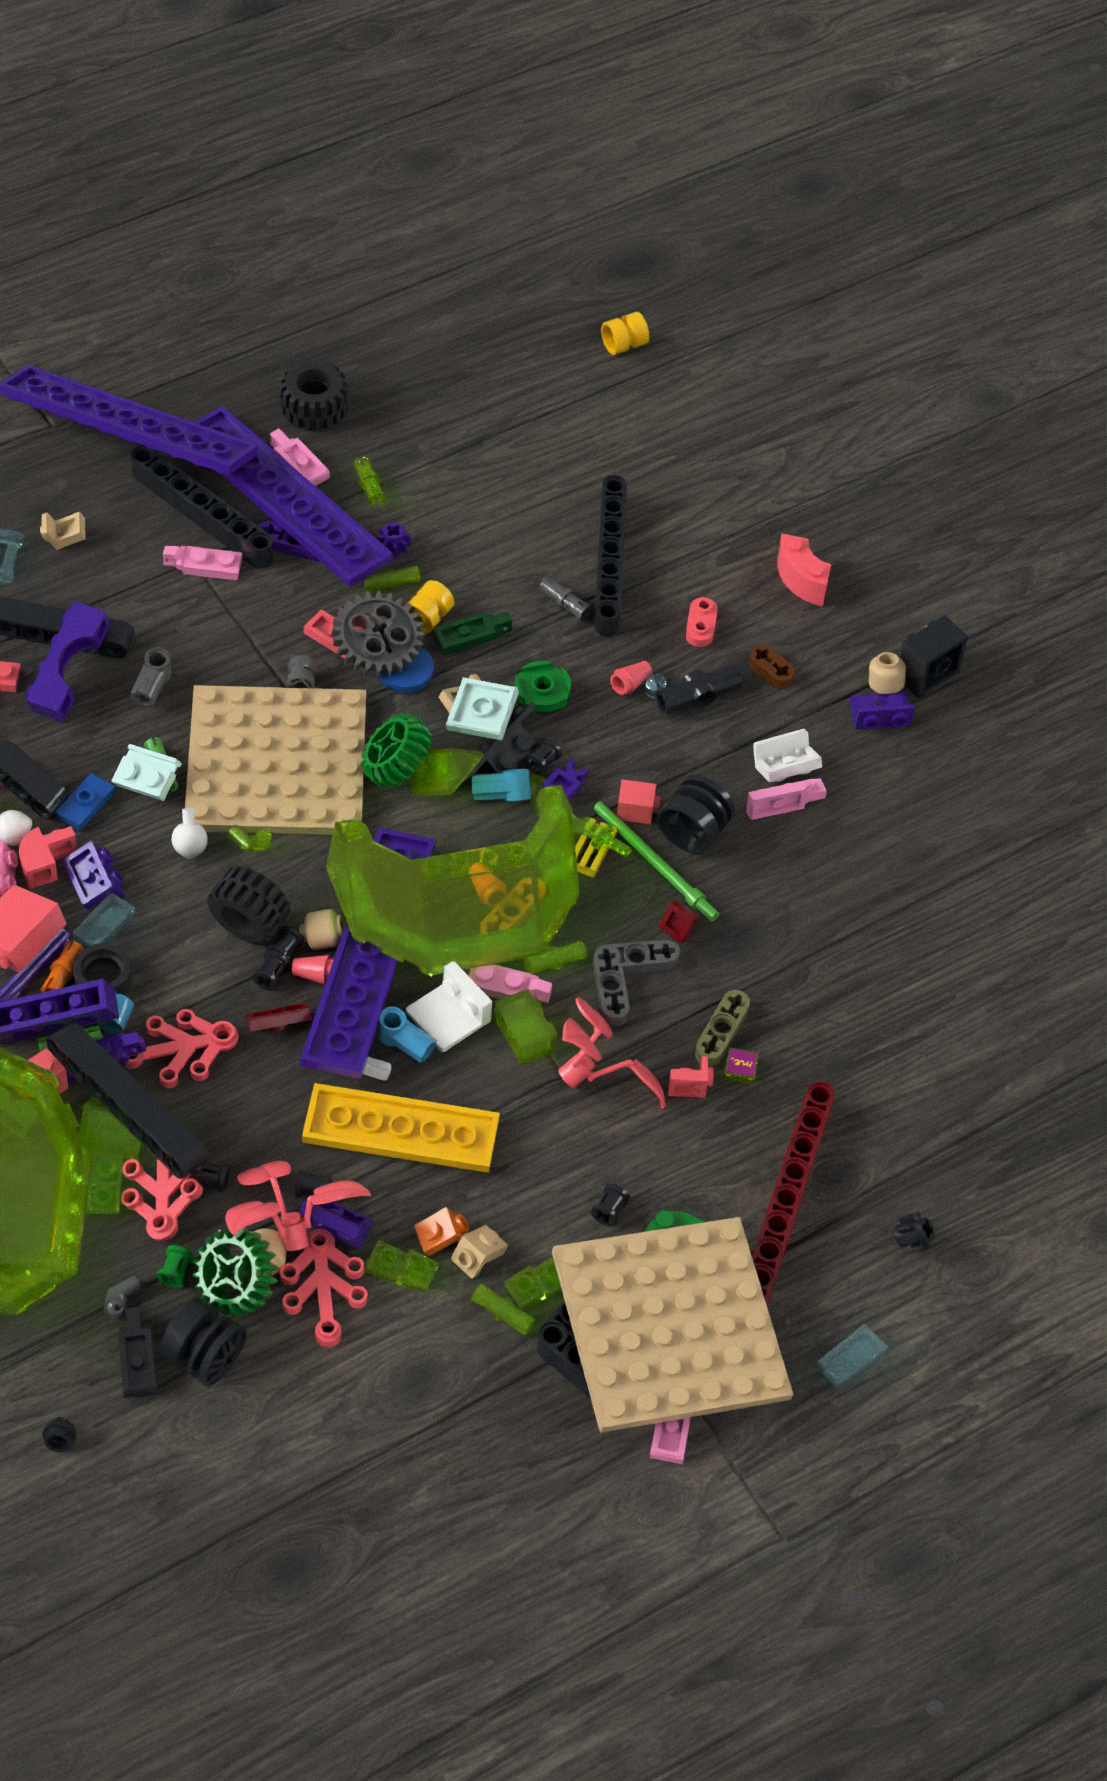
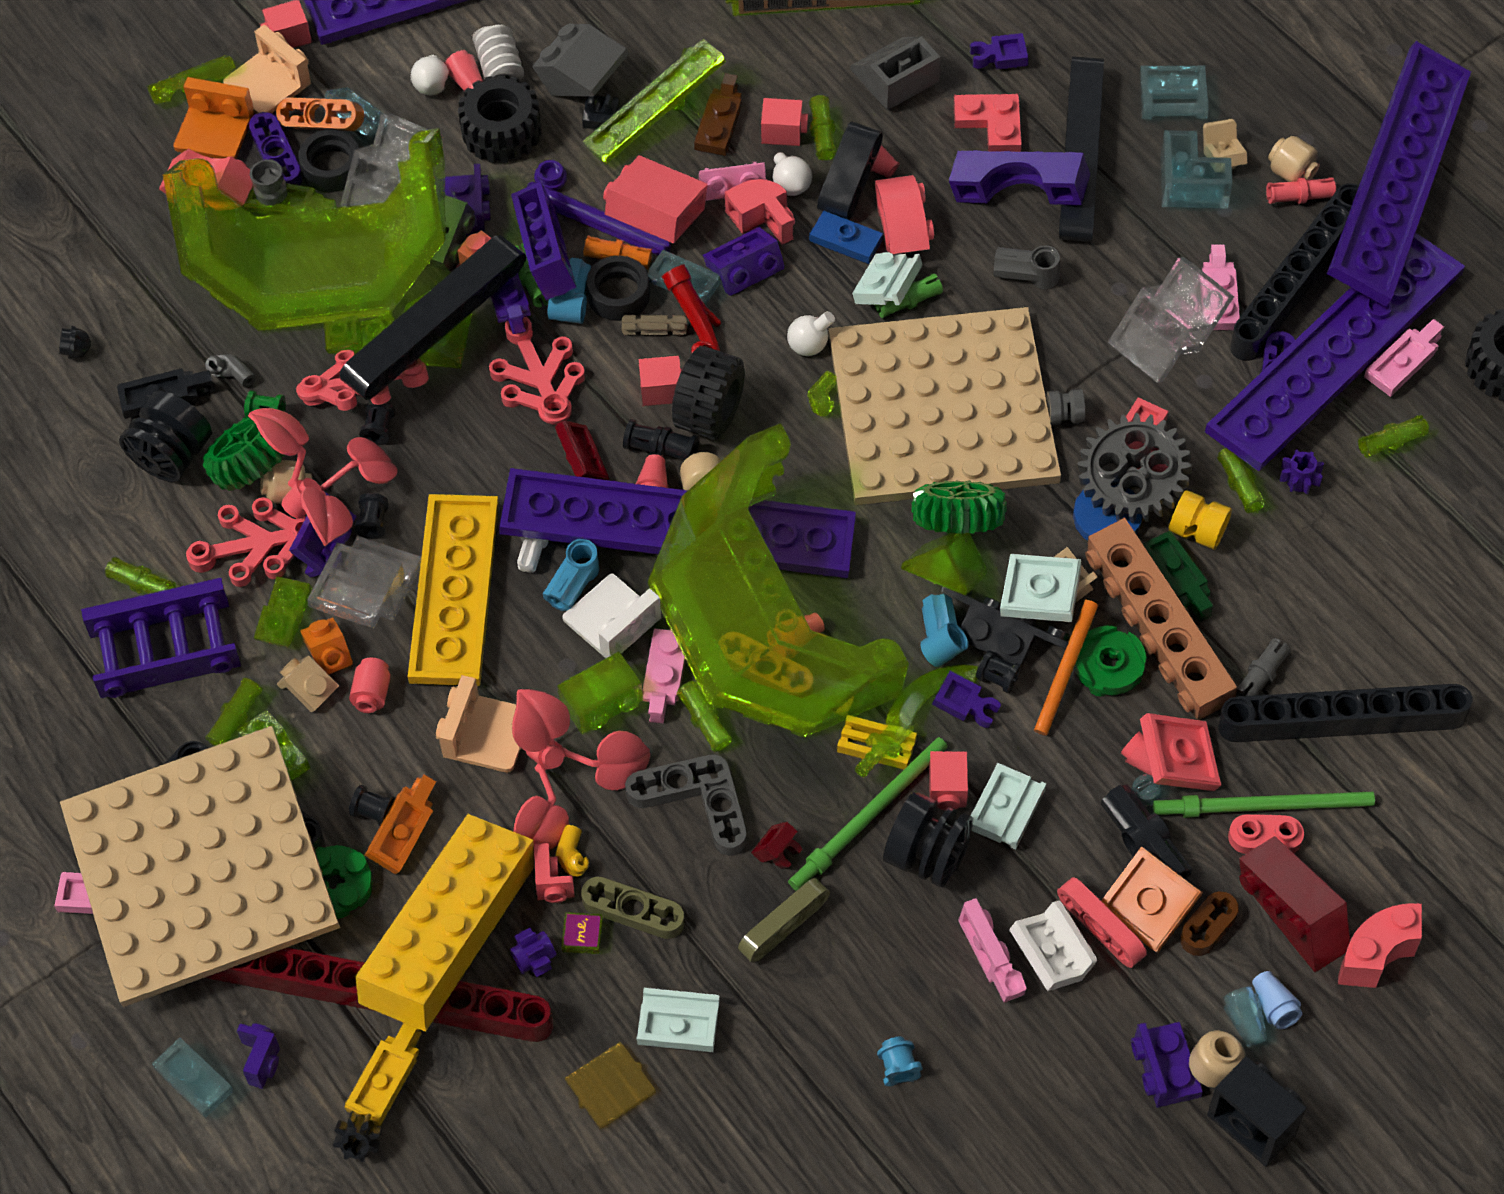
camera: 90 degrees right, 5 degrees up
(80, 752) = (903, 214): none -> coral brick
(91, 487) = (1293, 159): none -> tan head
(91, 556) = (1192, 179): none -> clear light blue brick
(119, 491) = (1300, 190): none -> coral pin
(119, 917) = (701, 318): none -> red plant
(147, 952) = (654, 324): none -> dark tan axle
(214, 949) = (659, 379): none -> coral brick
(237, 588) = (1170, 319): none -> clear bracket
(347, 1382) = (138, 578): none -> clear neon green pin
(391, 1382) = (155, 608): none -> dark purple fence
(398, 1185) = (364, 582): none -> clear bracket
(491, 1198) = (370, 685): none -> coral brick
(536, 640) = (1122, 543): none -> nougat brick
(547, 1115) = (478, 729): none -> light nougat bracket
(552, 712) = (1066, 667): none -> orange bar
(633, 653) = (1180, 752): none -> coral tile
(638, 1184) = (402, 825): none -> orange hinge
(661, 768) = (1007, 805): none -> light aqua plate
(662, 1068) = (568, 855): none -> yellow arm
(674, 658) = (1192, 806): none -> bright green bar
(740, 1142) = (445, 922): none -> yellow brick
(747, 924) = (783, 920): none -> olive beam
(754, 693) = (1151, 899): none -> orange tile
(761, 1095) = (533, 952): none -> dark purple gear
(765, 607) = (1297, 902): none -> dark red wedge
(767, 726) = (1101, 922): none -> coral beam
(825, 1005) = (678, 1019): none -> light aqua plate
(837, 1300) = (263, 1057): none -> dark purple bracket
(839, 637) = (1276, 1001): none -> light blue cone
(848, 656) = (1246, 1015): none -> clear light blue cone
(858, 1211) = (385, 1075): none -> yellow hinge
(871, 866) = (899, 1061): none -> dark azure brick
(872, 1061) = (610, 1085): none -> clear yellow piece

